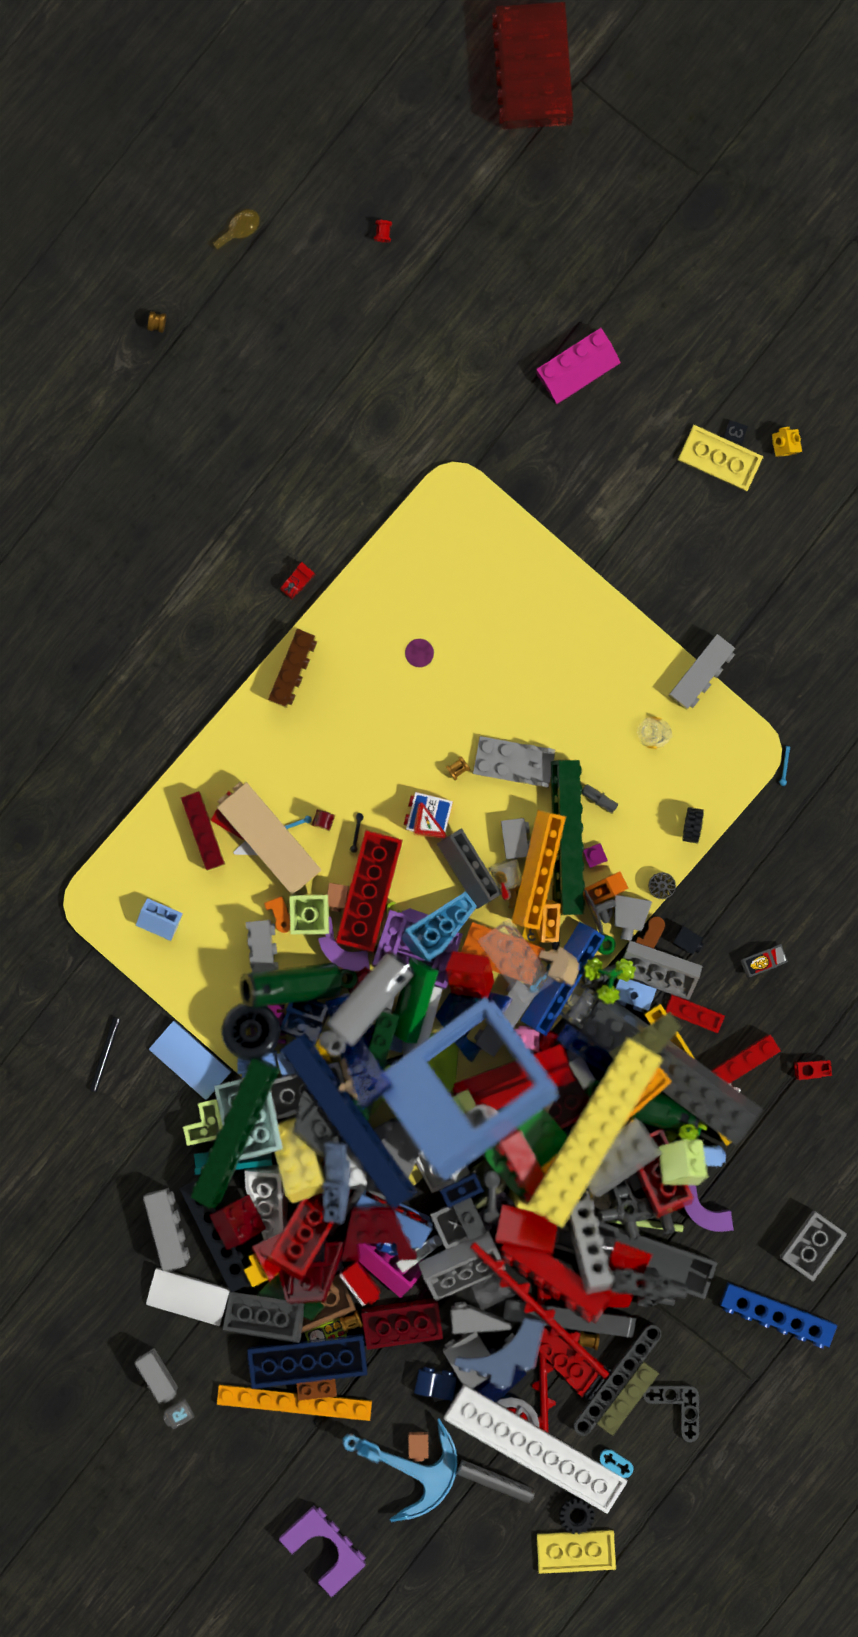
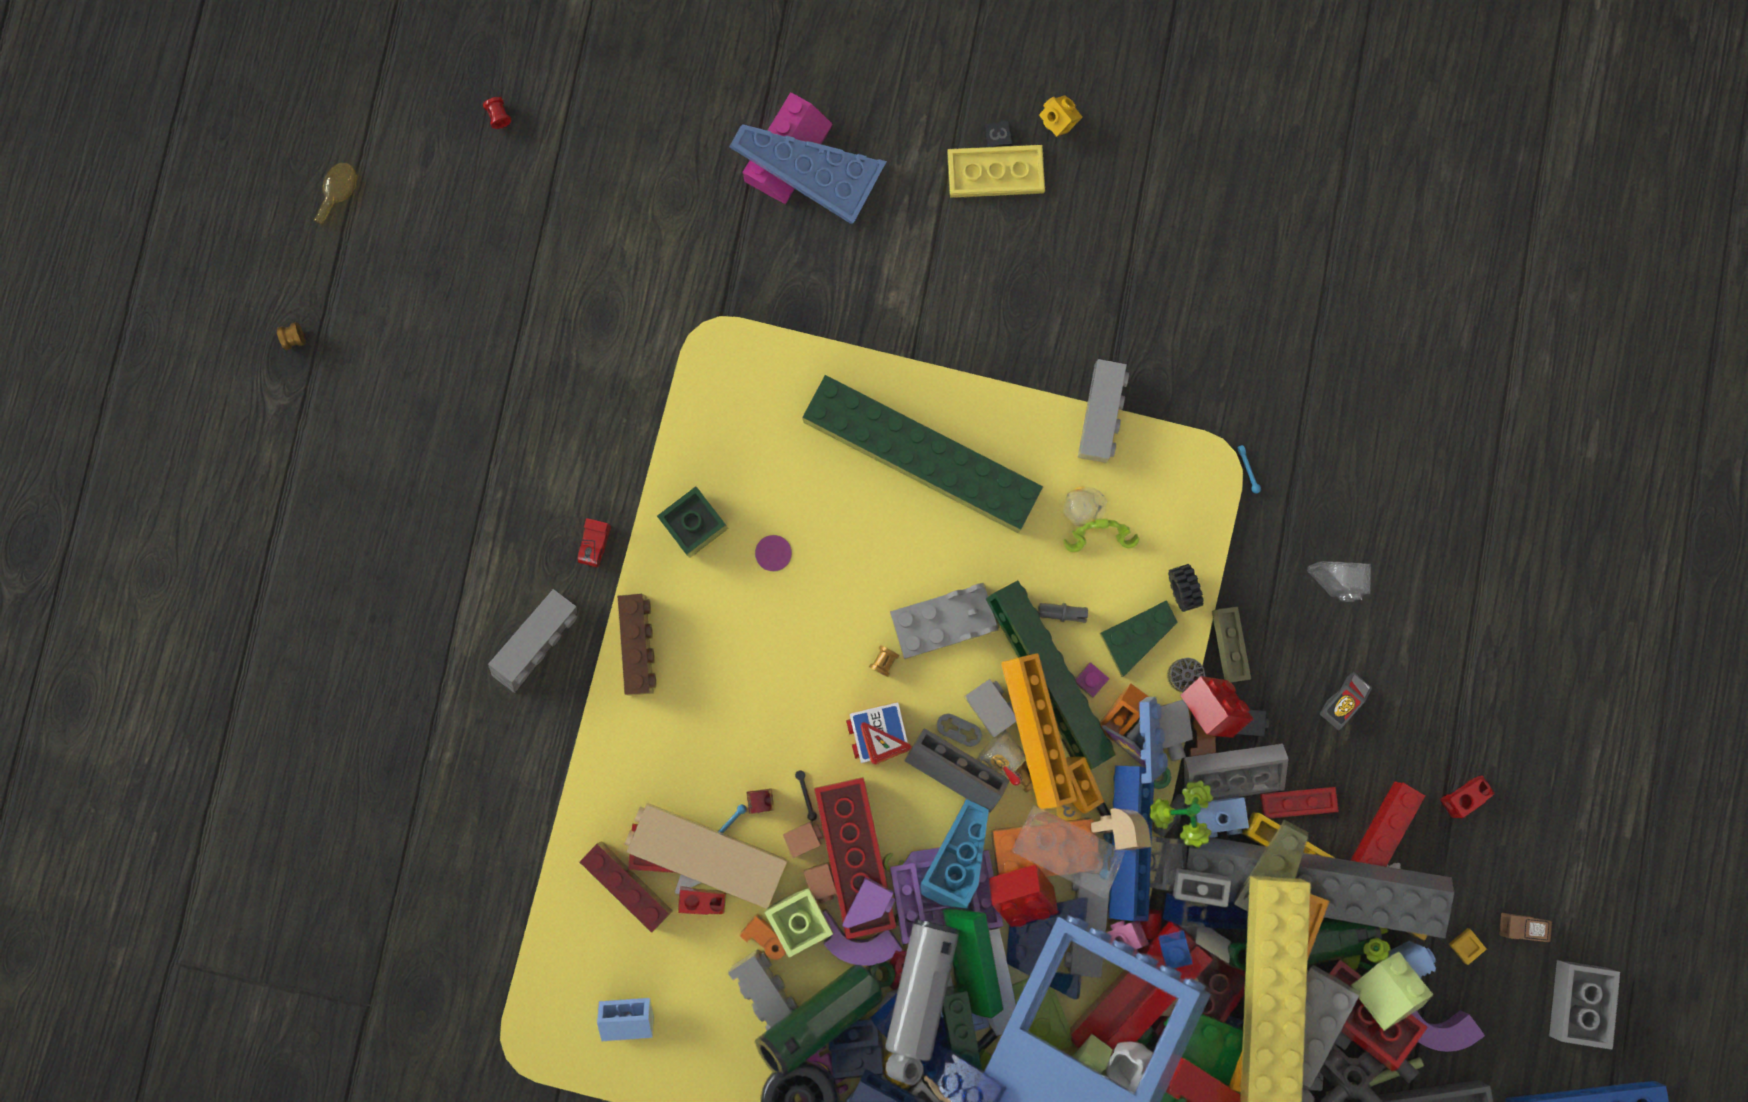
camera: 25 degrees left, 5 degrees down
(222, 628) = (532, 640): none -> light grey wedge
(249, 867) = (701, 901): none -> red leg
(340, 860) = (803, 838): none -> nougat brick
(363, 925) = (869, 903): none -> medium lavender slope
(374, 603) = (692, 522): none -> dark green brick
(488, 838) = (956, 735): none -> dark grey beam
(552, 1060) = (1175, 949): none -> blue brick
(559, 637) = (922, 454): none -> dark green brick
(592, 398) = (820, 172): none -> medium blue wing
(592, 1029) = (1202, 887): none -> light grey brick
(609, 922) = (1152, 750): none -> medium blue wing
(643, 841) = (1138, 635): none -> dark green wing
(659, 751) = (1101, 524): none -> lime piece
(669, 917) = (1217, 706): none -> red brick
(705, 881) = (1231, 644): none -> olive plate
(757, 1169) = (1467, 946): none -> yellow tile
(803, 1176) = (1525, 927): none -> medium nougat leg
(806, 875) = (1343, 579): none -> clear slope

